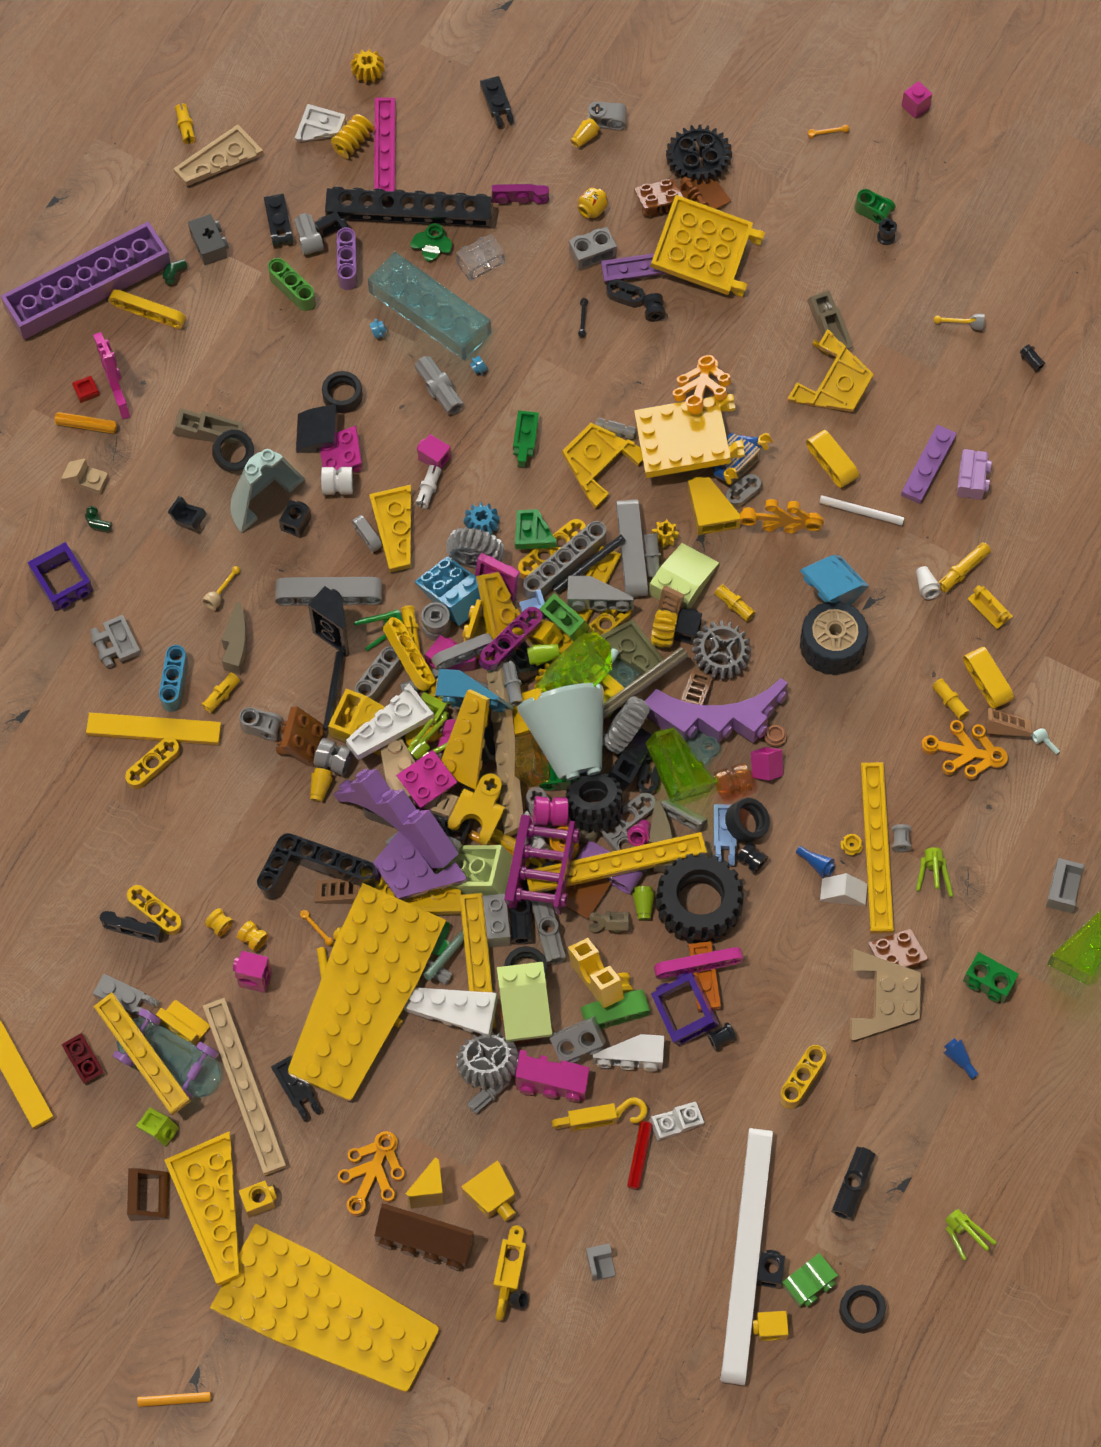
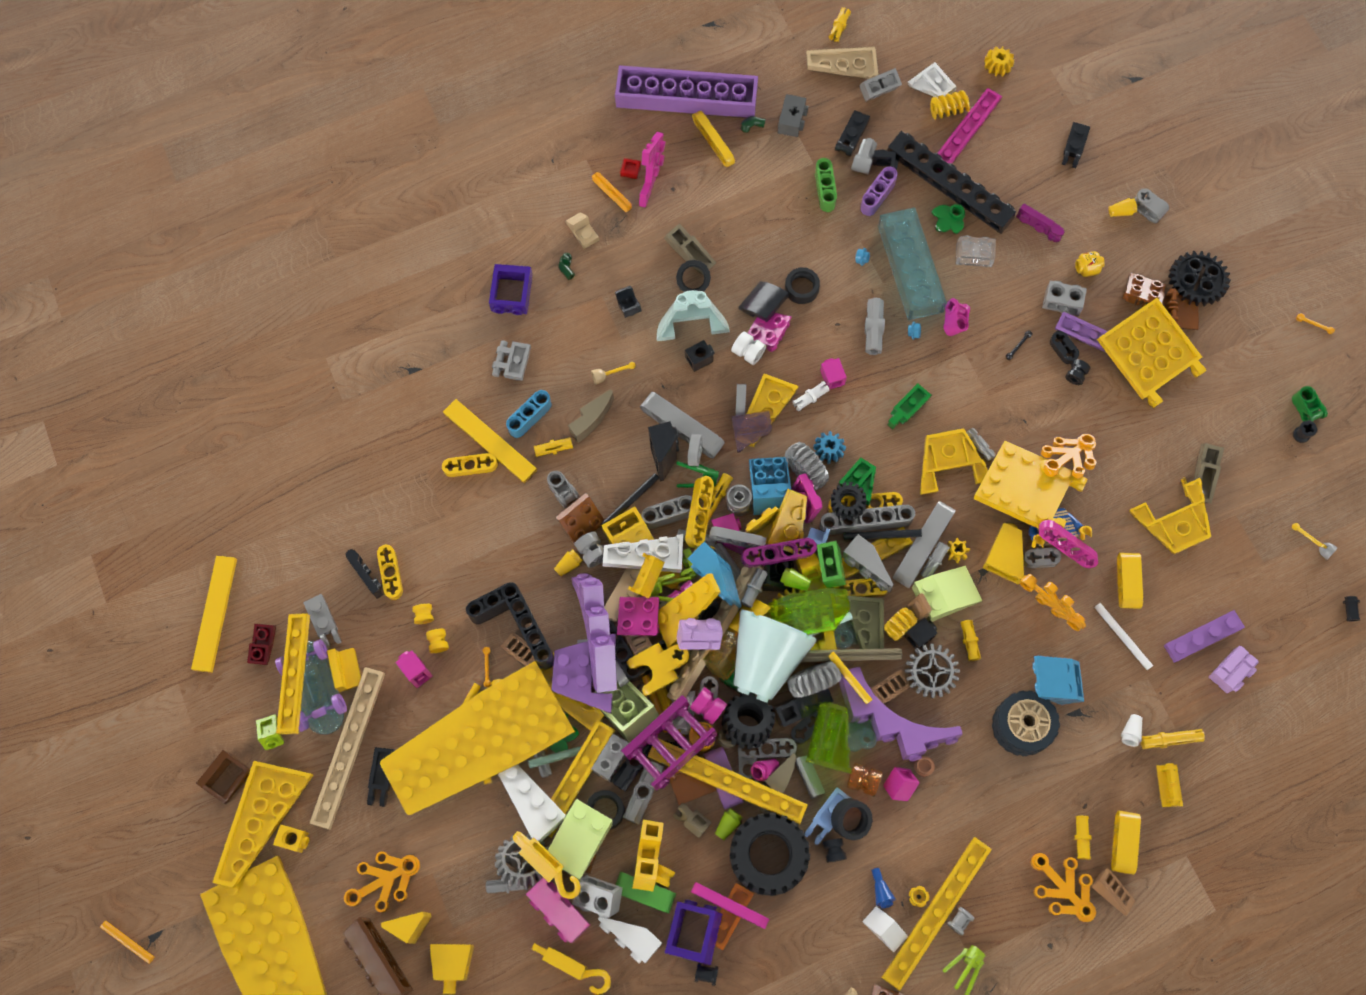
camera: 40 degrees right, 5 degrees up
(272, 157) = (880, 84): none -> light grey brick
(362, 601) = (695, 450): none -> light grey beam
(396, 551) = (750, 428): none -> wing
(408, 737) = (647, 576): none -> yellow hinge
(496, 752) = (699, 634): none -> lavender brick
(508, 328) = (957, 318): none -> dark pink piece
(514, 1040) = (545, 864): none -> yellow piece
(537, 563) = (848, 490): none -> black tyre
(659, 702) = (850, 678): none -> yellow bar
(757, 463) = (1065, 546): none -> dark pink beam
(1042, 735) = (1135, 920): light aqua hand -> none

